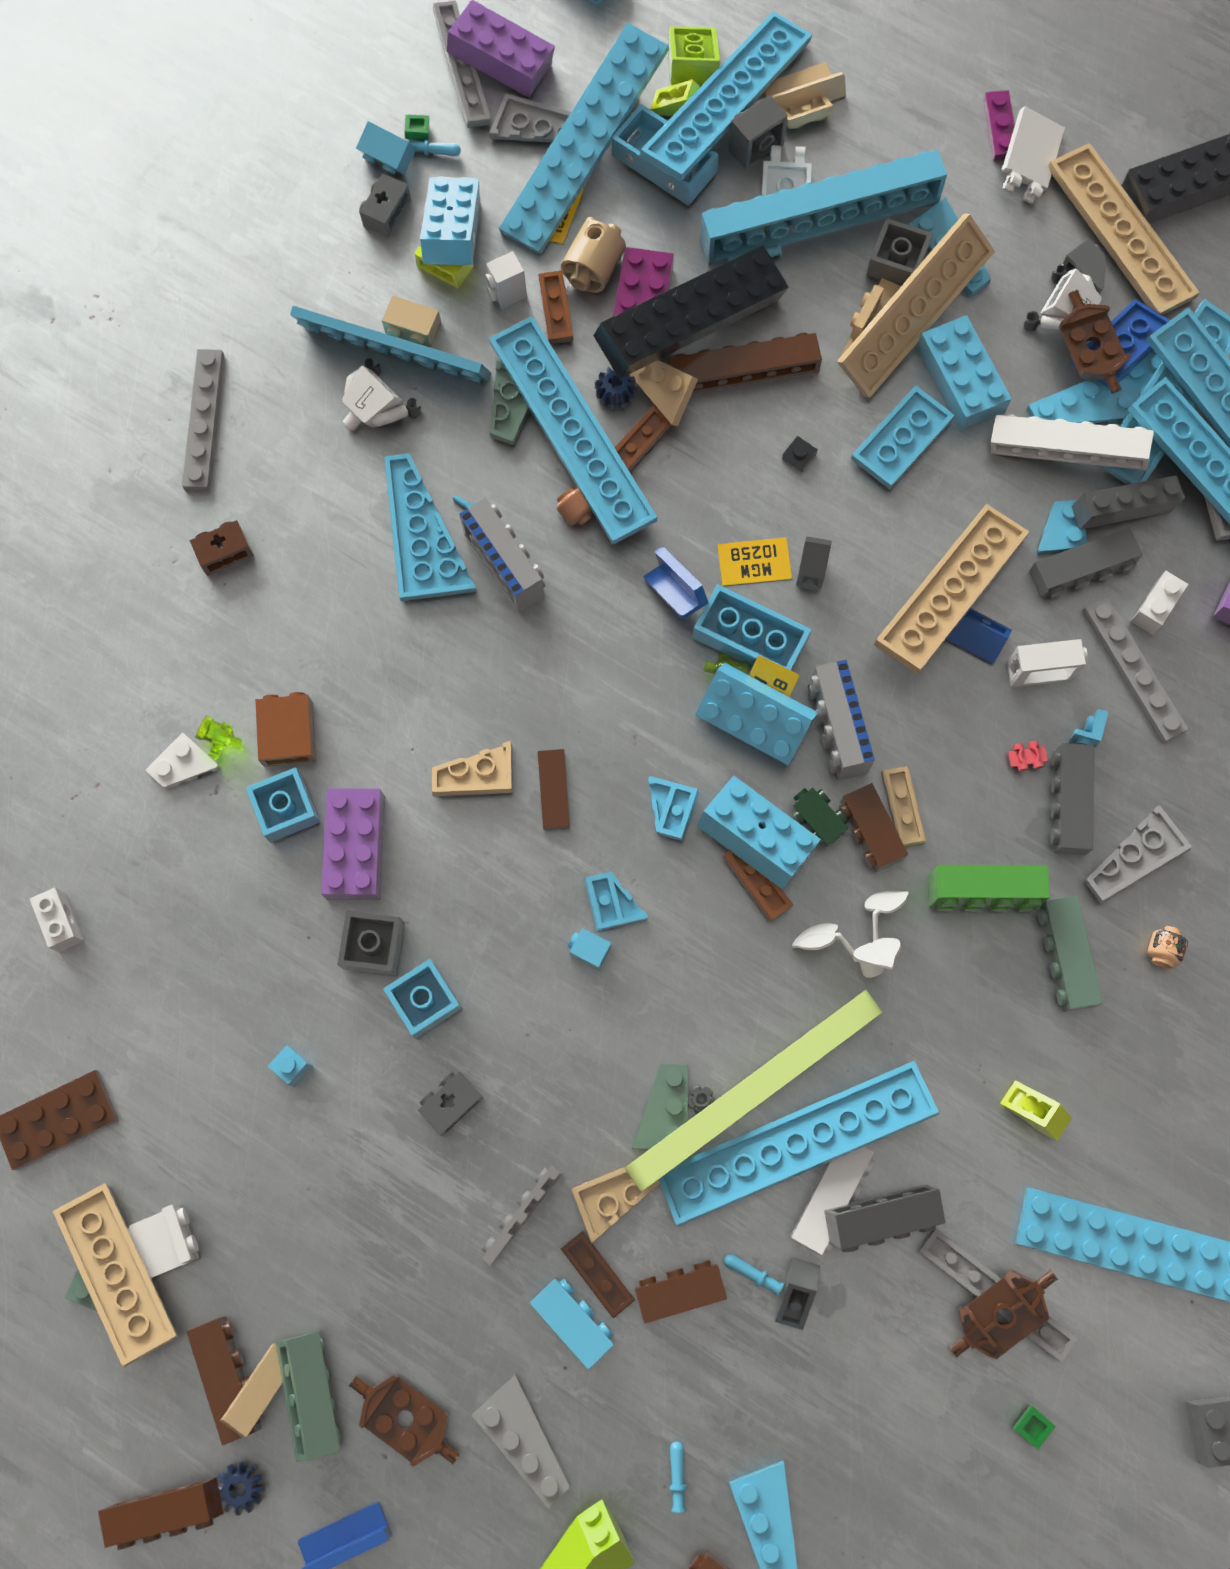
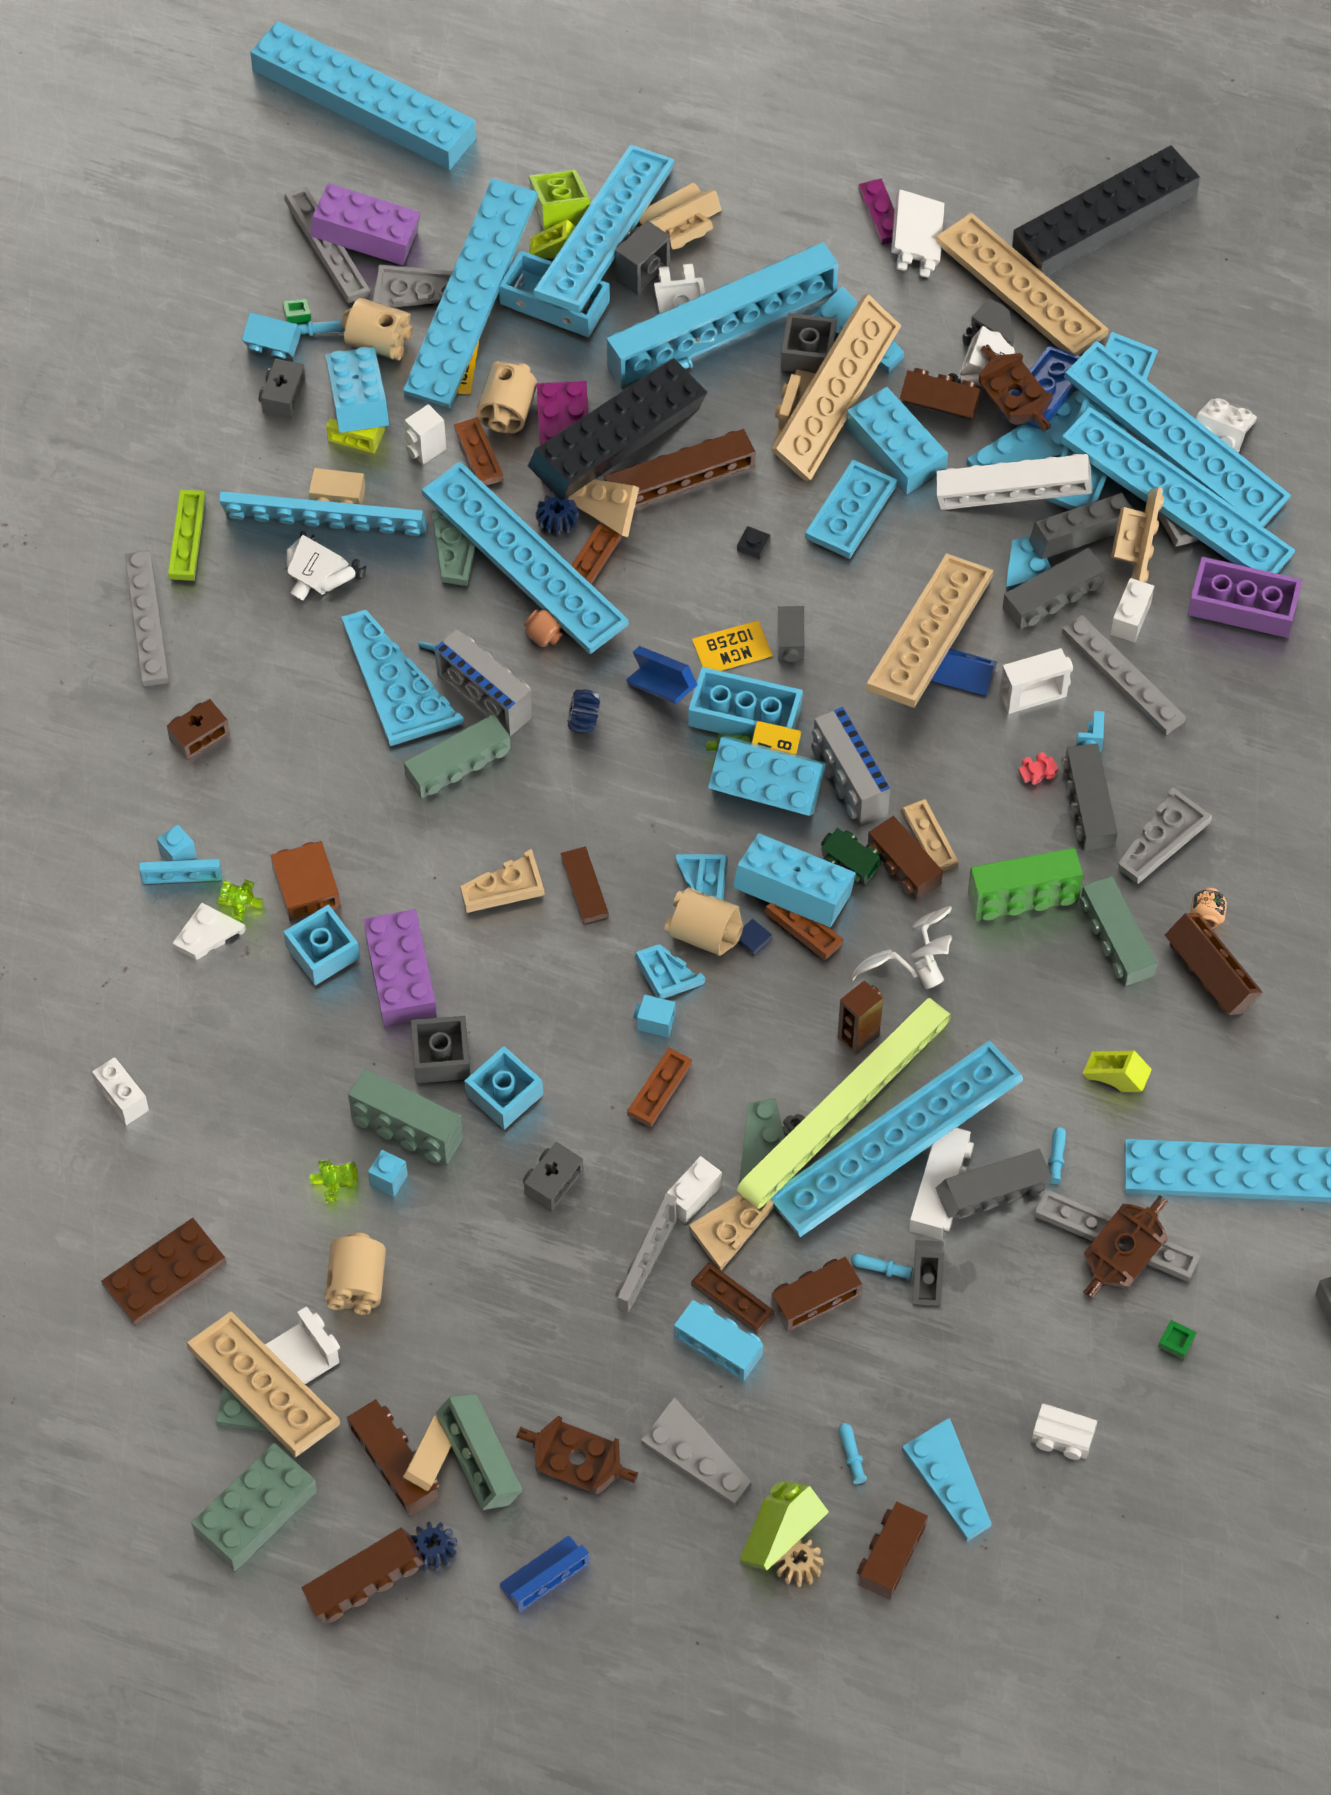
camera: 15 degrees left, 15 degrees down
(75, 1406) = (254, 1507): none -> sand green brick
(169, 695) = (180, 871): none -> medium azure tile
(171, 670) = (176, 845): none -> medium azure brick
(231, 1171) = (355, 1273): none -> tan cylinder
(241, 1057) = (335, 1177): none -> clear neon green piece
(260, 341) = (187, 535): none -> lime plate
(321, 1014) = (405, 1117): none -> sand green brick
(461, 627) = (457, 756): none -> sand green brick
(486, 158) = (377, 326): none -> tan cylinder
(577, 1027) = (659, 1087): none -> dark orange plate
(583, 1151) = (695, 1188): none -> white brick
(592, 605) = (583, 711): none -> dark blue gear
(659, 860) = (705, 921): none -> tan cylinder
(705, 880) = (754, 937): none -> dark blue tile
(790, 1004) = (860, 1017): none -> reddish brown brick
(896, 1507) = (1063, 1432): none -> white brick
(959, 1176) = (1056, 1161): none -> medium azure piece
(1018, 331) = (940, 393): none -> reddish brown brick
(1160, 1014) = (1213, 964): none -> reddish brown brick
(1182, 525) = (1136, 533): none -> tan bracket

